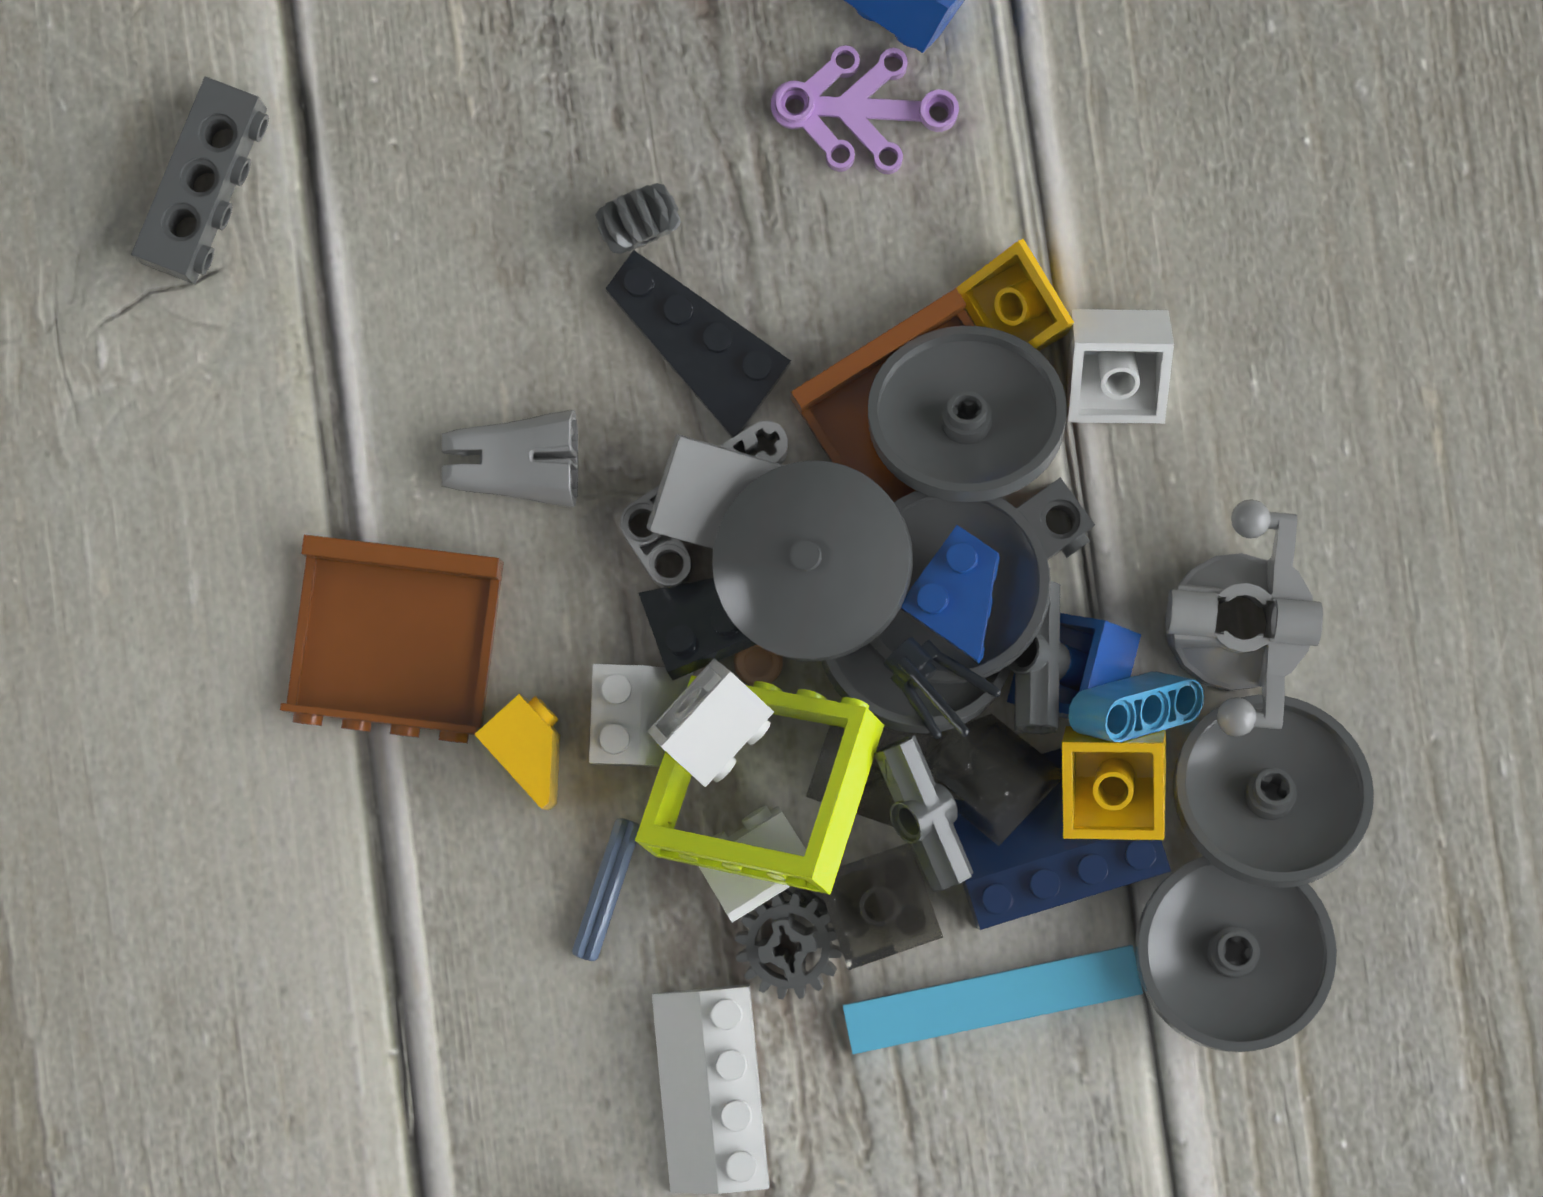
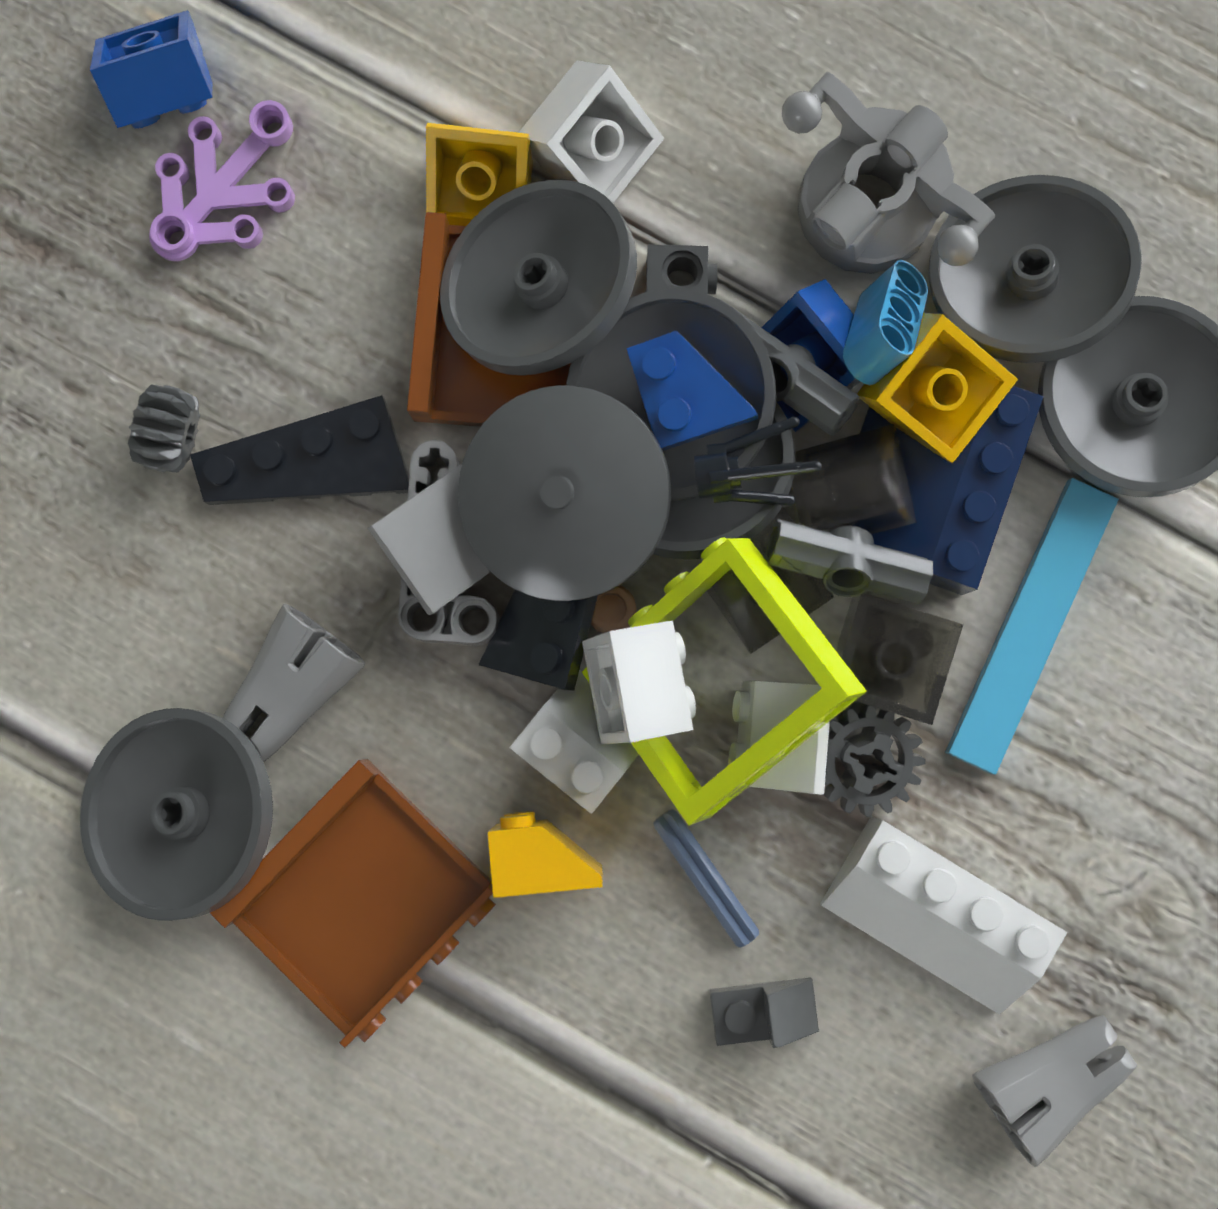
camera: 55 degrees left, 0 degrees up
(357, 452) = (176, 814): none -> dark grey dish
(538, 1010) = (764, 1011): none -> dark grey slope

